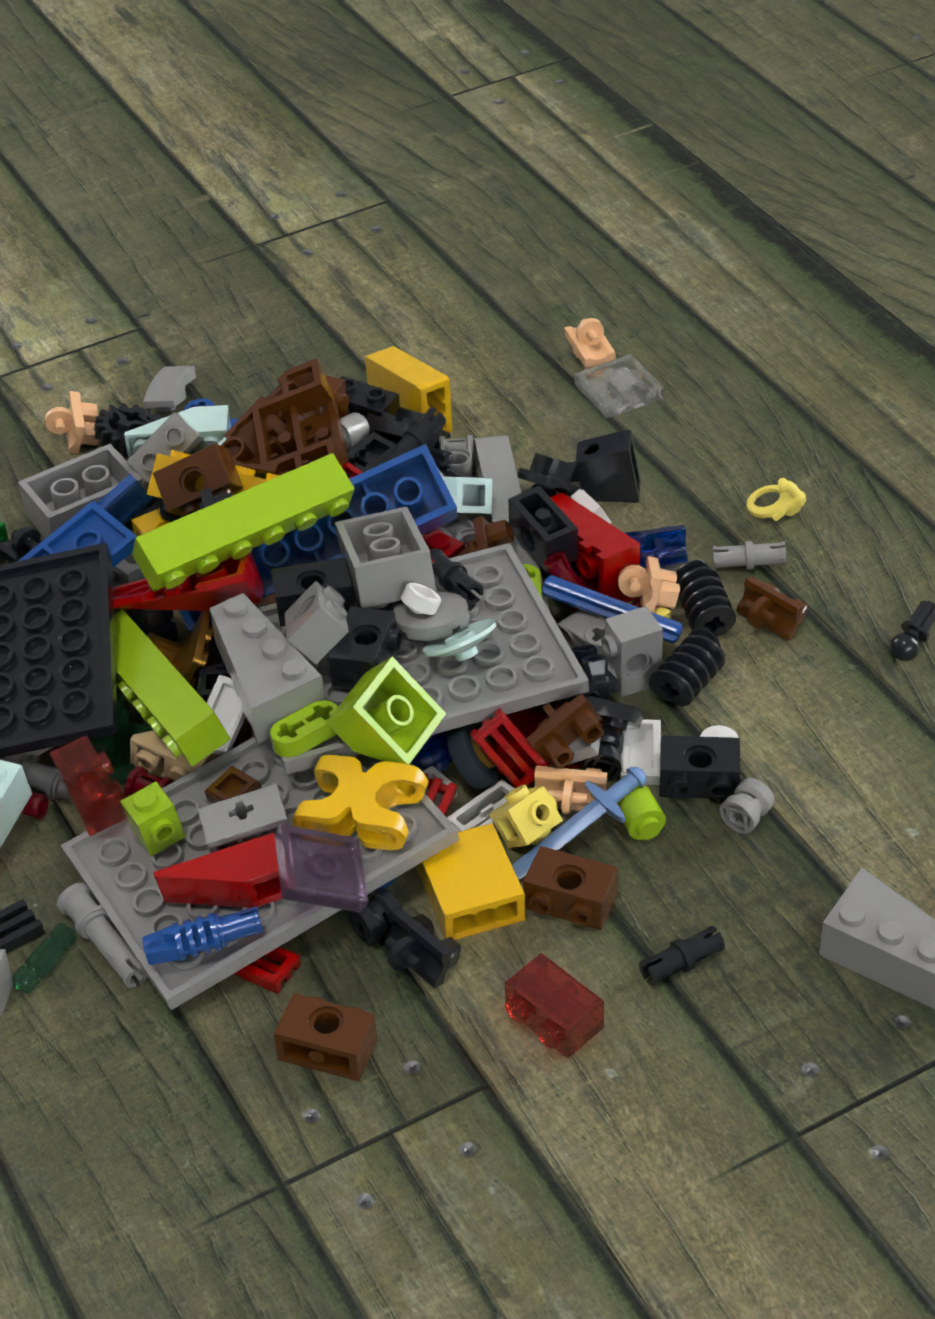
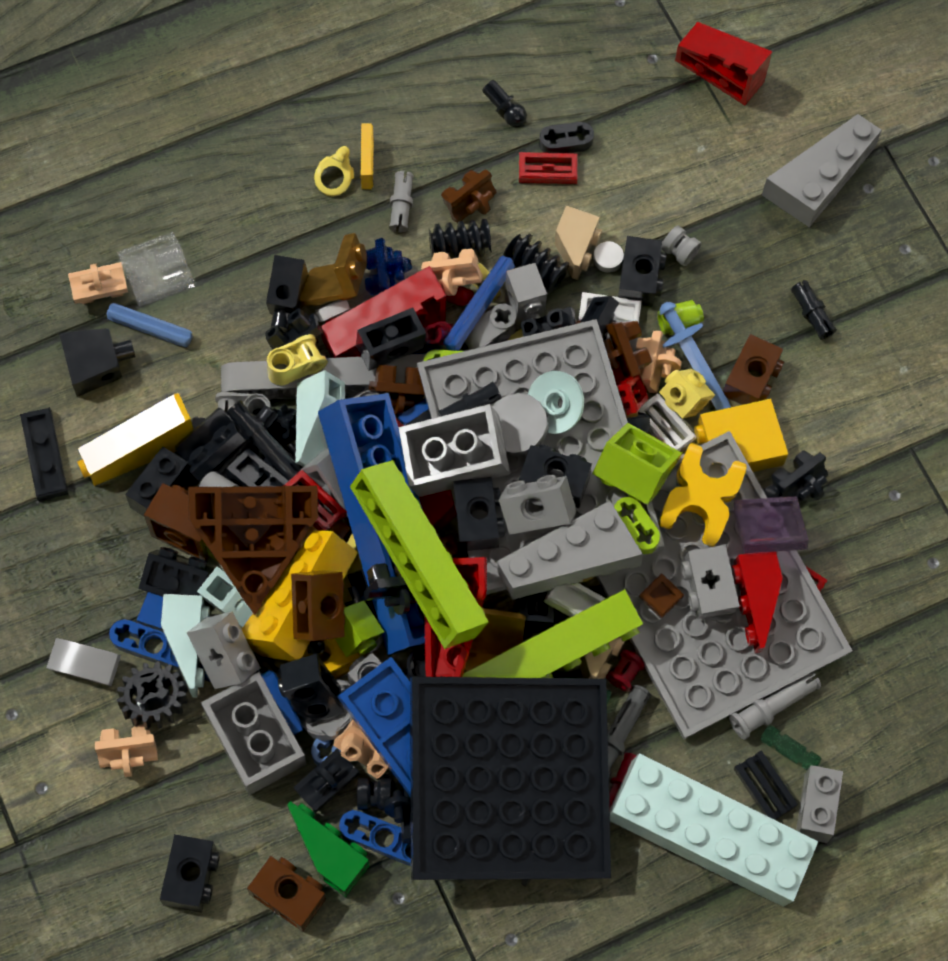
camera: 90 degrees left, 25 degrees up
(88, 784) = (660, 700): clear red brick -> none
(121, 496) = (310, 688): none -> black brick
(153, 819) = (694, 653): lime brick -> none
(201, 935) = (810, 620): blue hinge -> none
(326, 1036) = (876, 562): reddish brown brick -> none
(409, 339) = (44, 454): none -> black tile
(420, 599) = (516, 424): white tile -> none
(501, 353) = (93, 358): none -> black torso
(510, 467) = (300, 357): none -> light yellow piece
(552, 392) = (149, 325): none -> medium blue axle
(554, 1005) = (865, 392): clear red brick -> none
(632, 494) = (337, 280): none -> pearl gold bracket
(729, 701) = (574, 238): none -> tan slope
(801, 519) = (367, 155): none -> yellow tile
(838, 701) = (547, 172): none -> red tile
(875, 694) = (566, 138): none -> black beam

